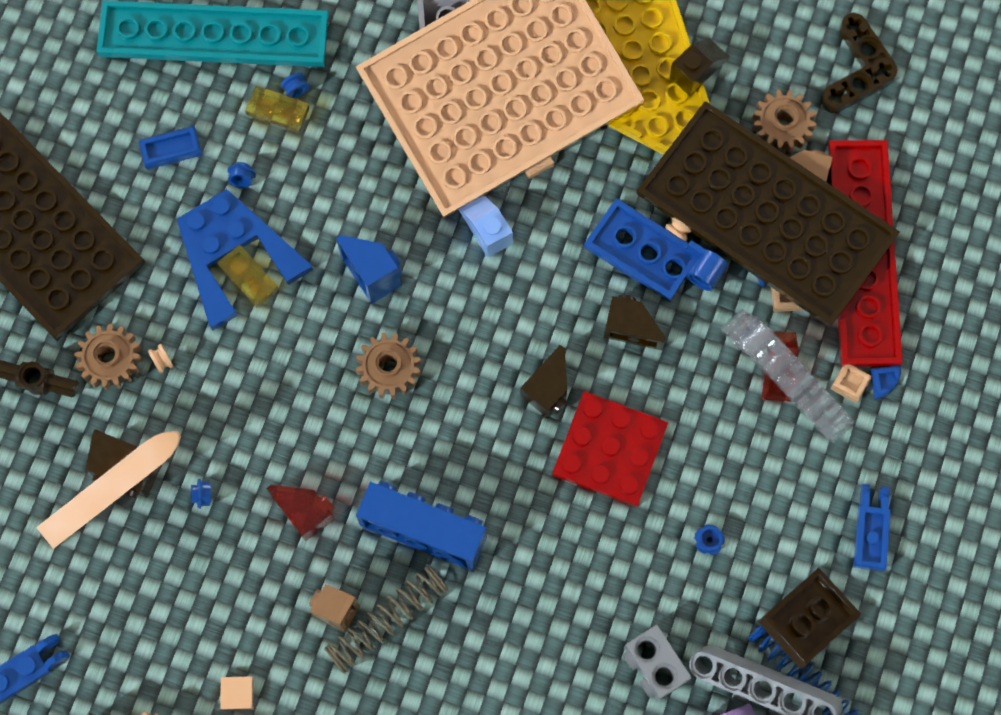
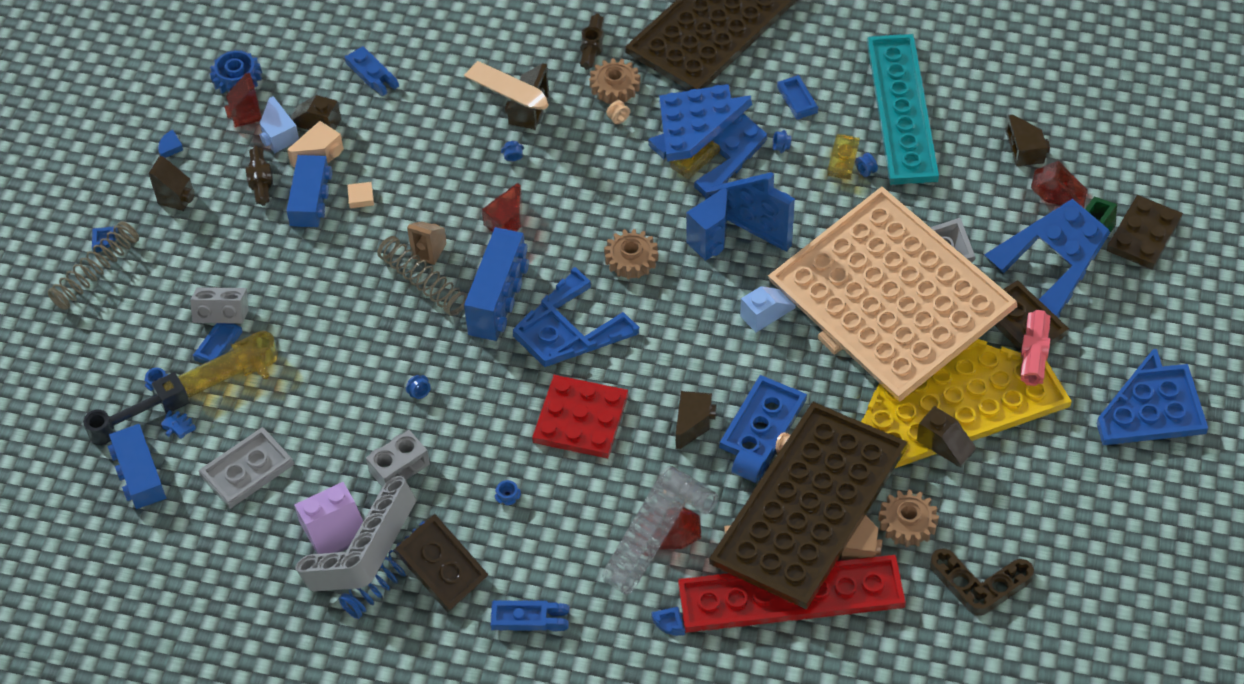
camera: 85 degrees right, 20 degrees down
(192, 266) = (697, 117): none -> blue wing
(365, 203) = (760, 208): none -> blue wing
(495, 471) = (554, 339): none -> blue wing
(548, 385) = (631, 363): dark brown slope -> none
(550, 634) = (418, 386): none -> blue plate
(851, 382) = (663, 593): light nougat tile -> none

